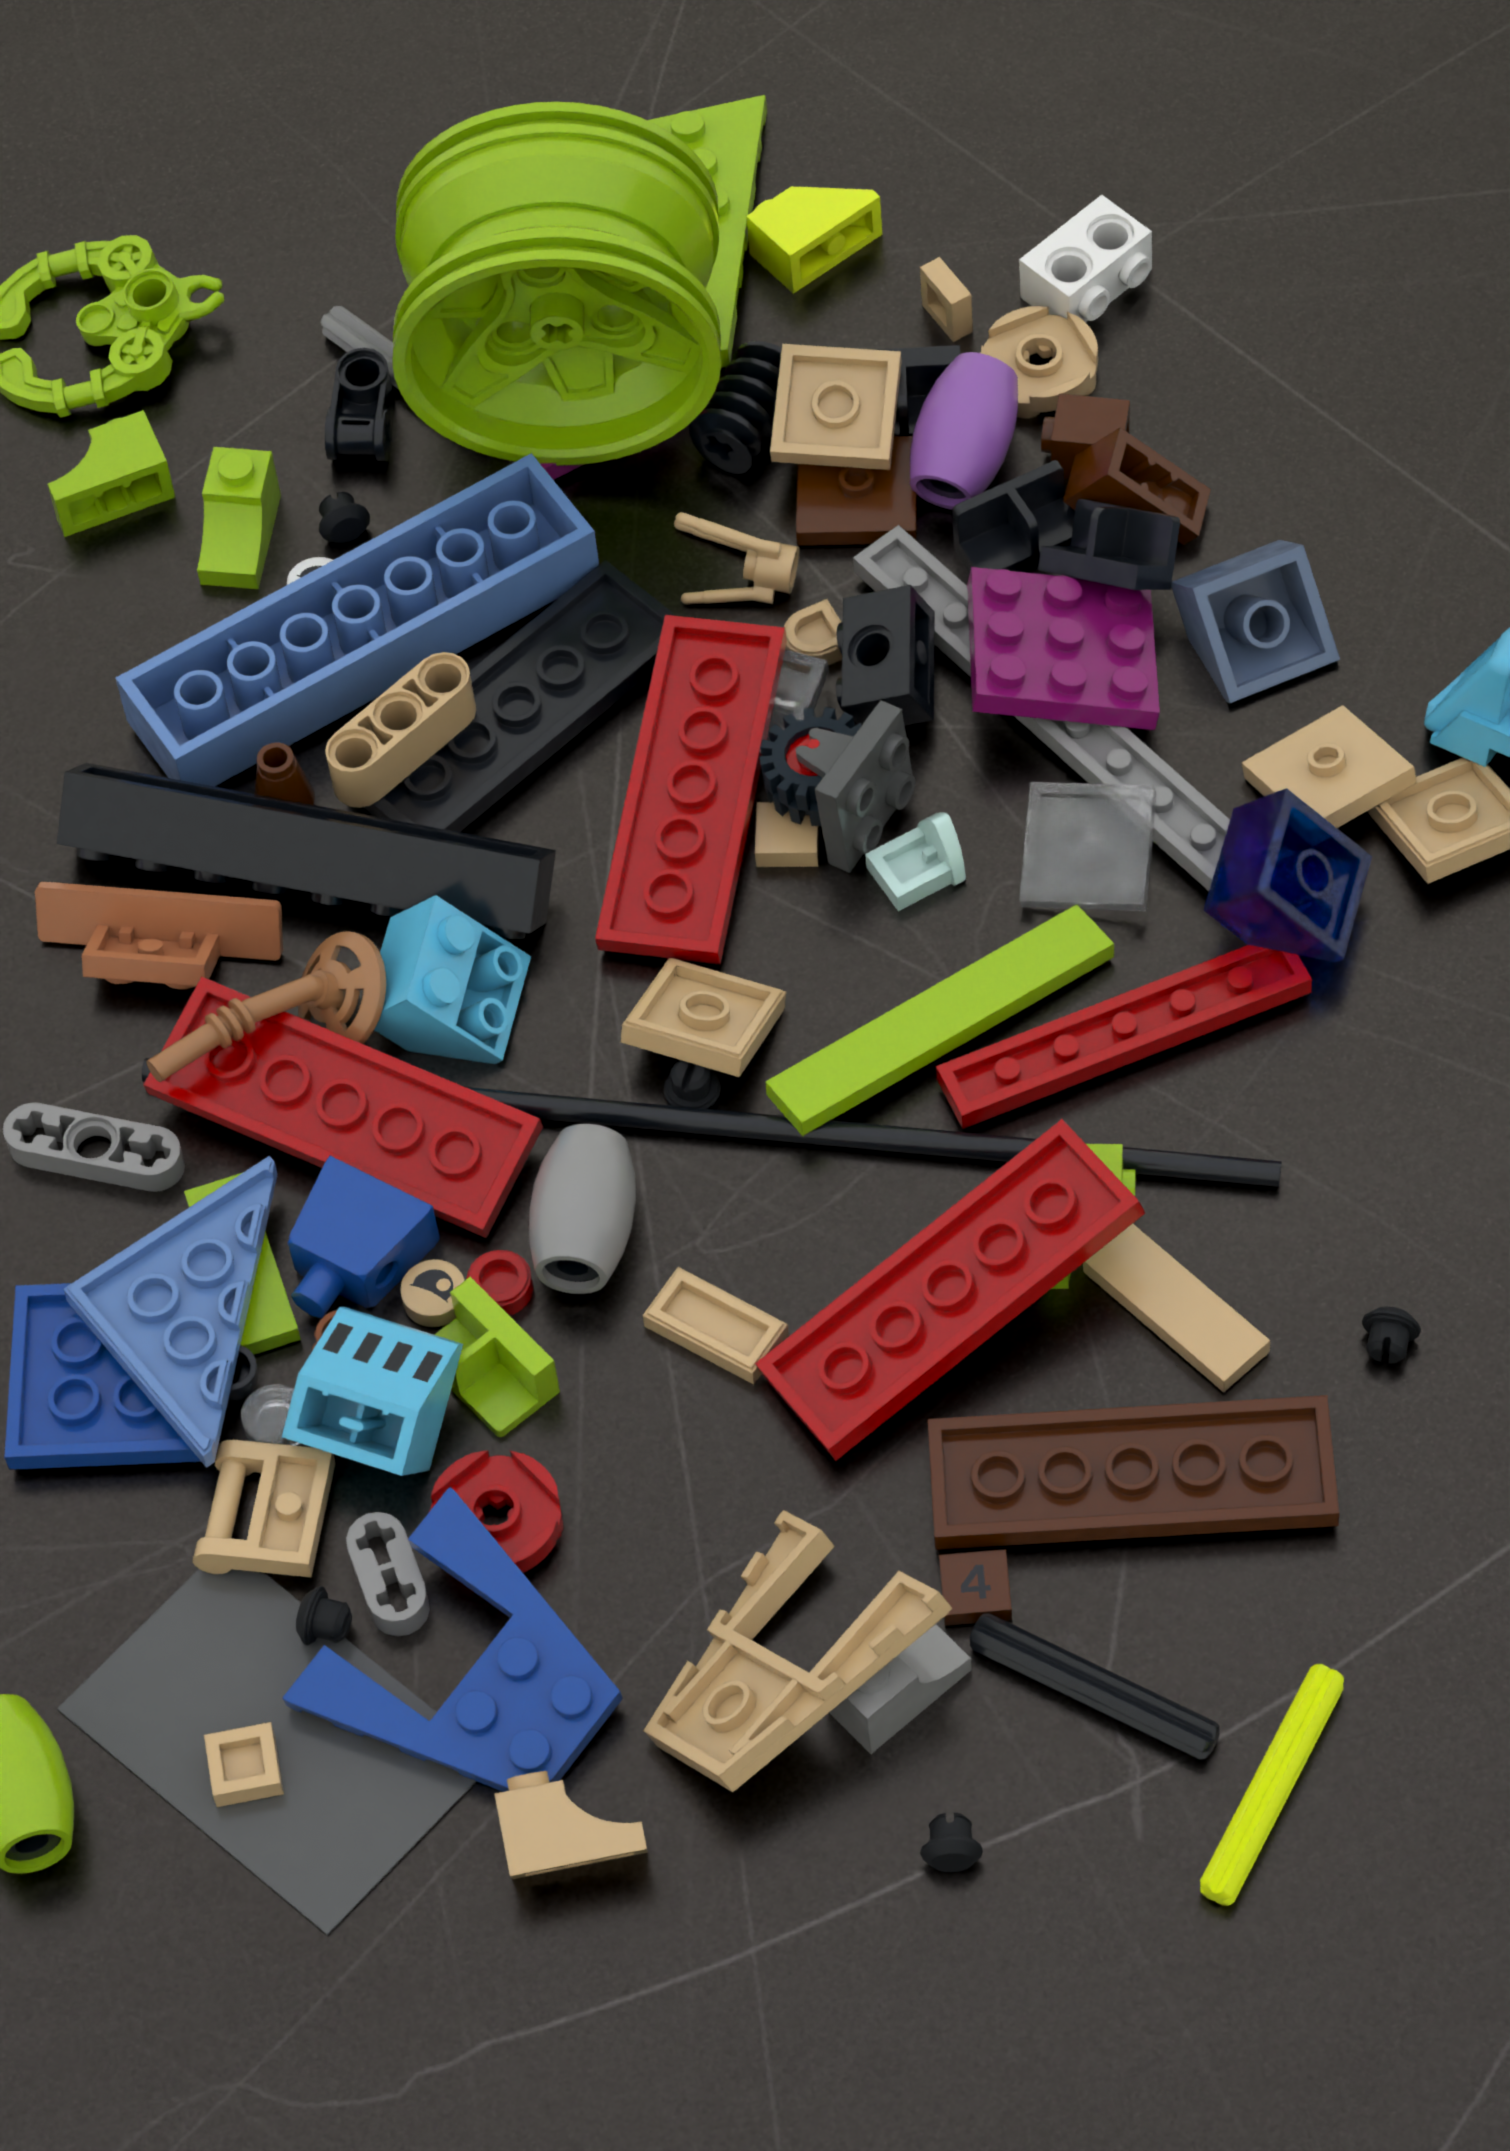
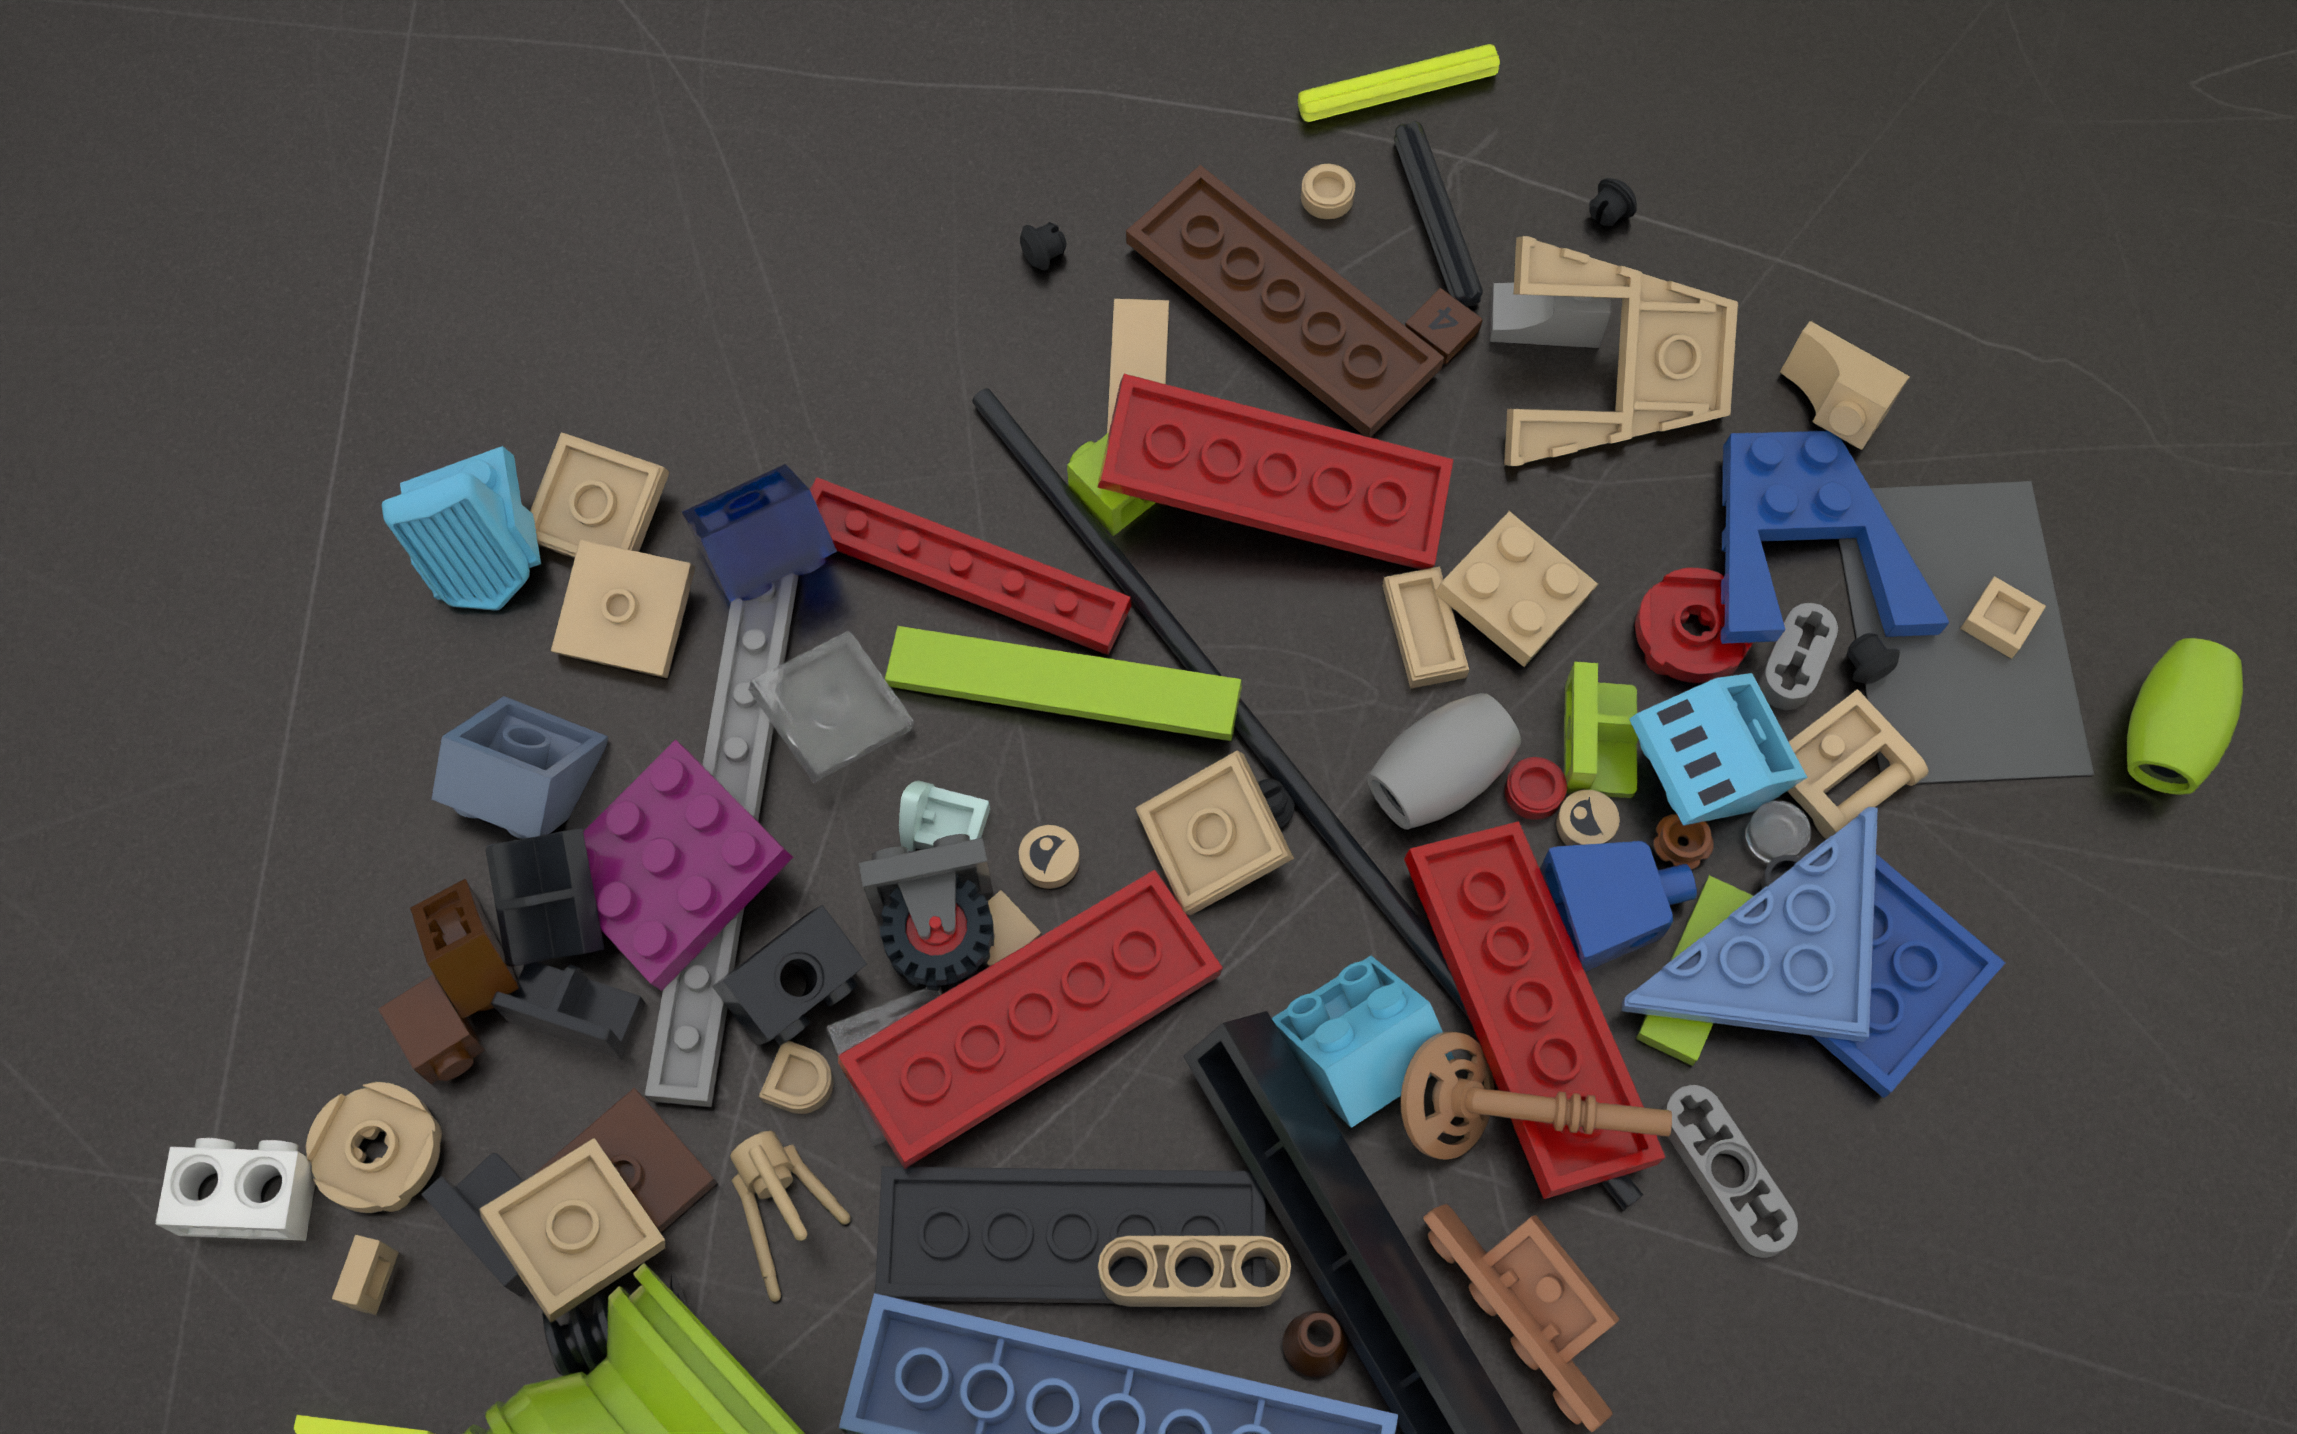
camera: 140 degrees left, 10 degrees up
(670, 1409) = (1516, 588): none -> tan plate
(811, 910) = (1049, 856): none -> tan tile
(964, 430) = (509, 1117): medium lavender piece -> none
(1215, 1620) = (1327, 191): none -> tan tile

